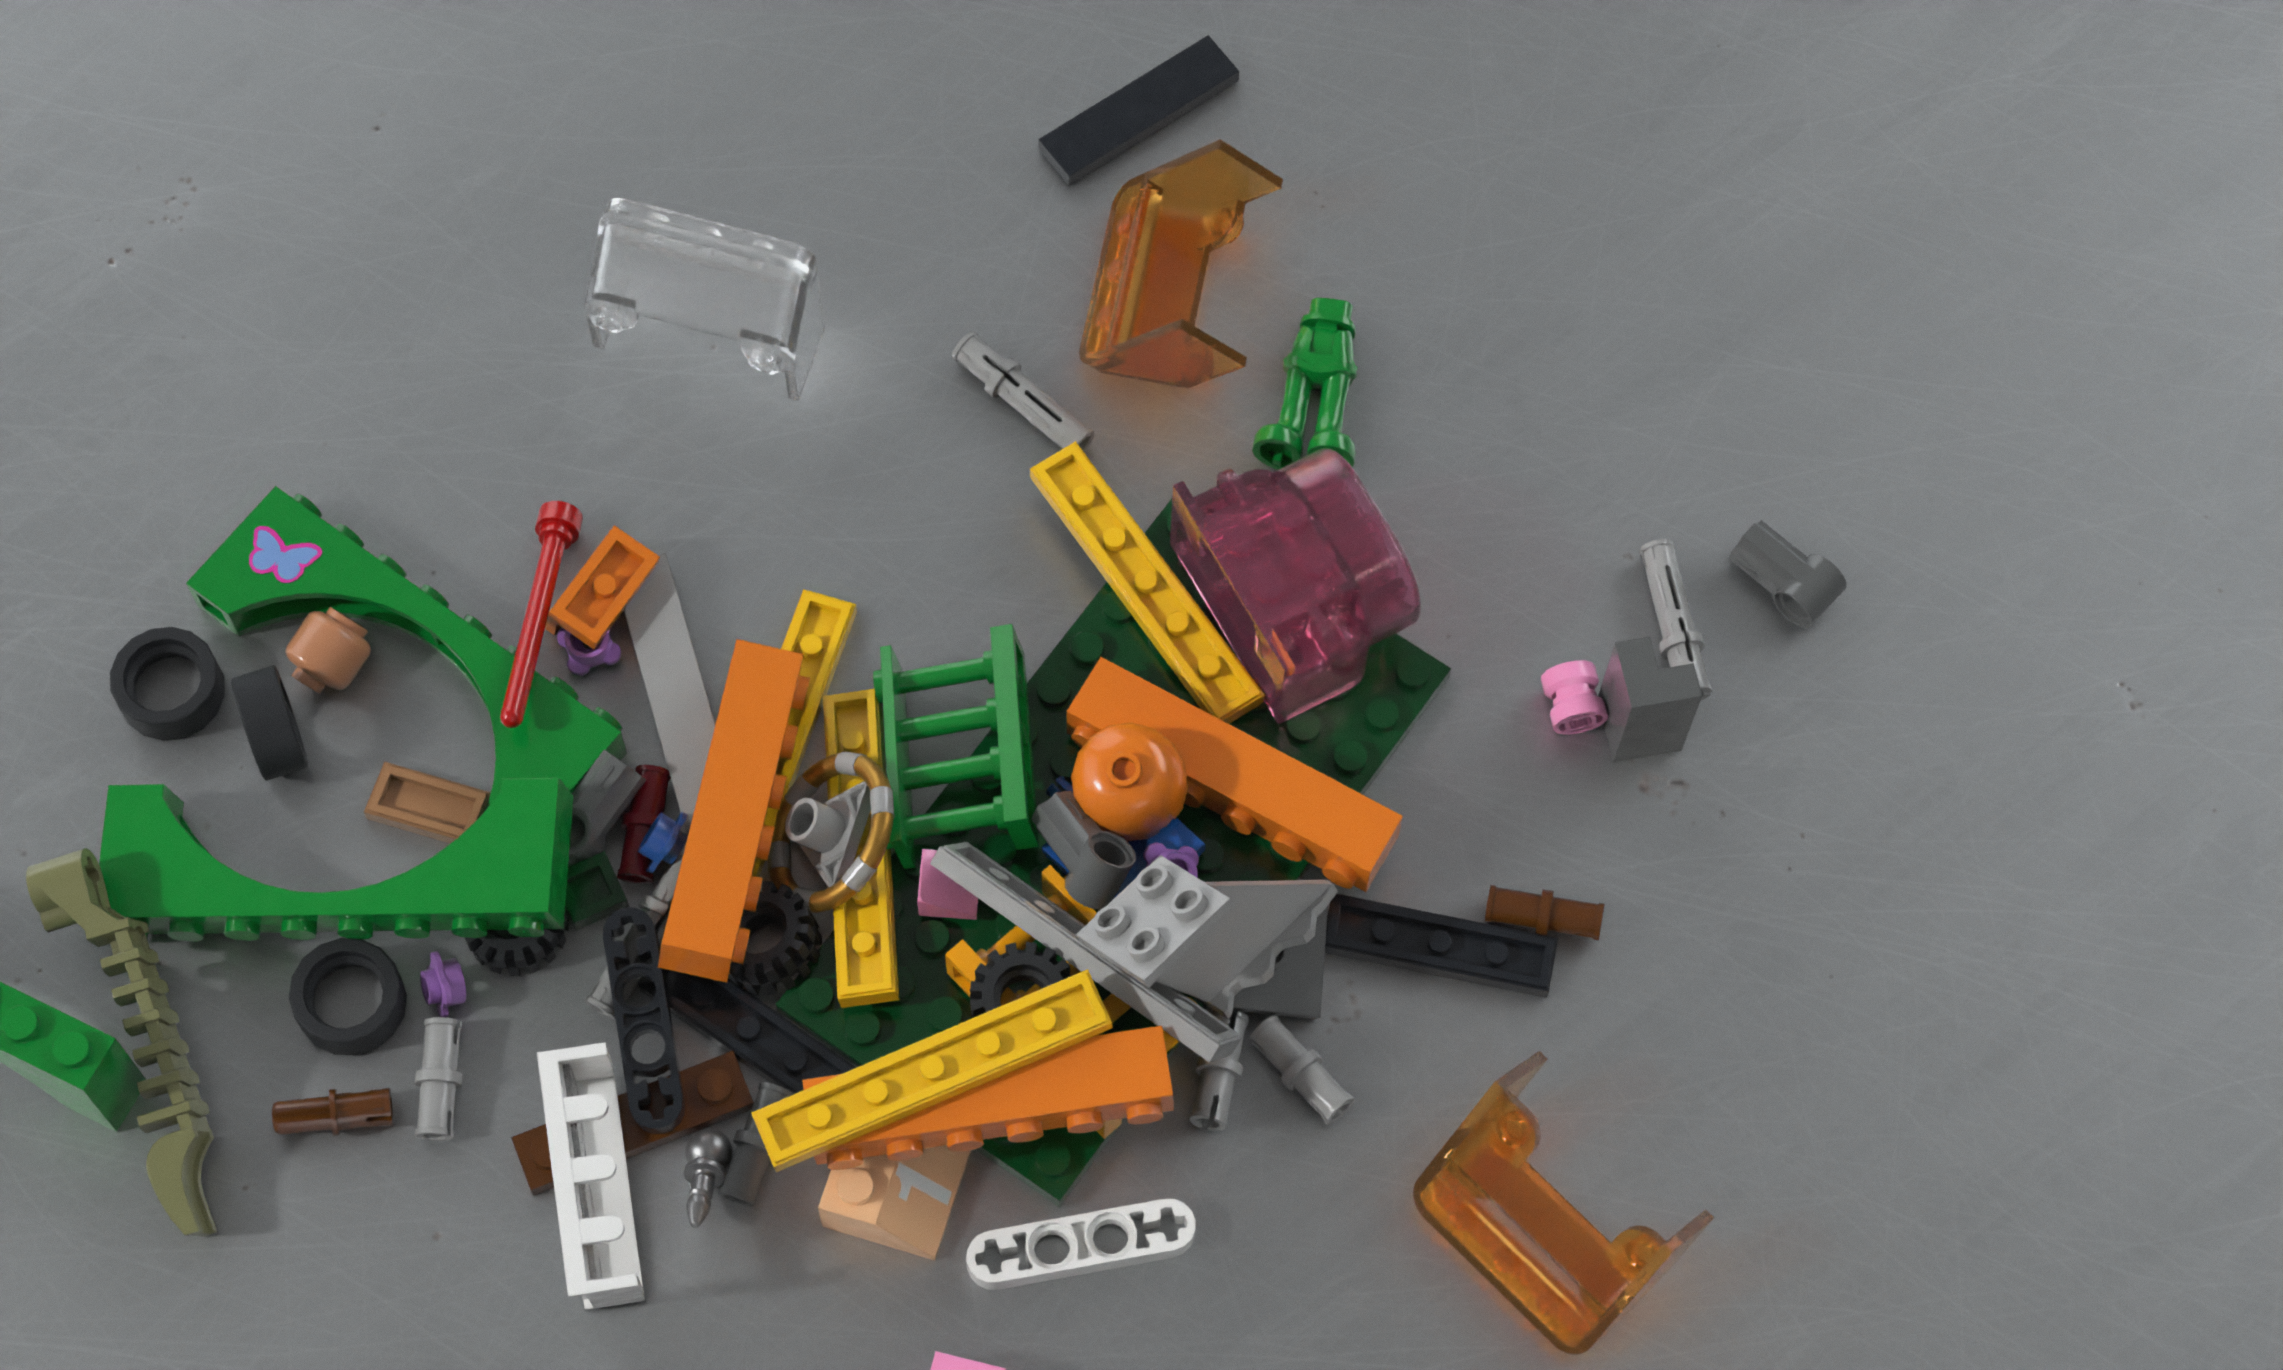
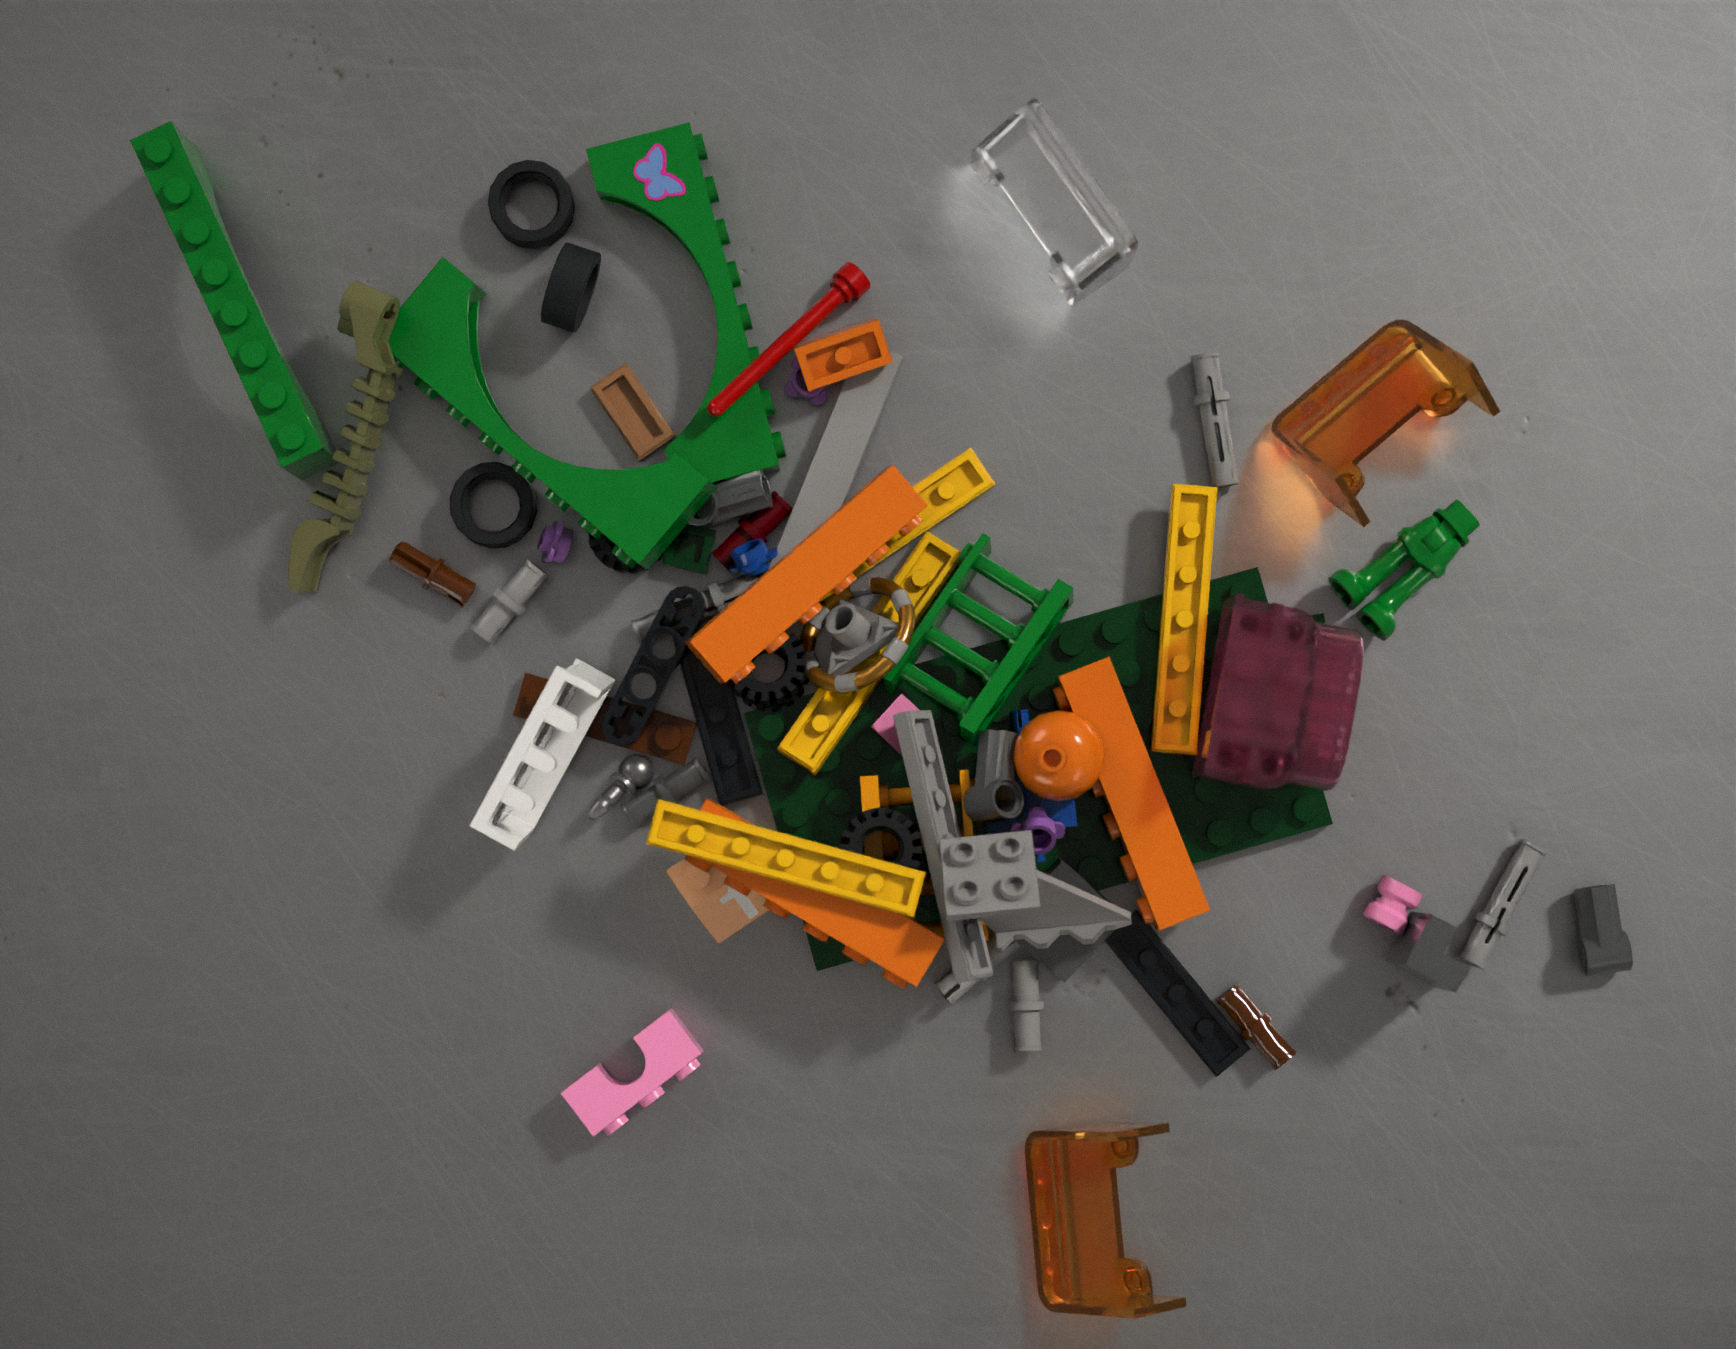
camera: 40 degrees right, 20 degrees up
(328, 650) = (644, 260): nougat head -> none
(1083, 1254) = (807, 1011): white beam -> none
(1138, 110) = (1458, 268): black tile -> none

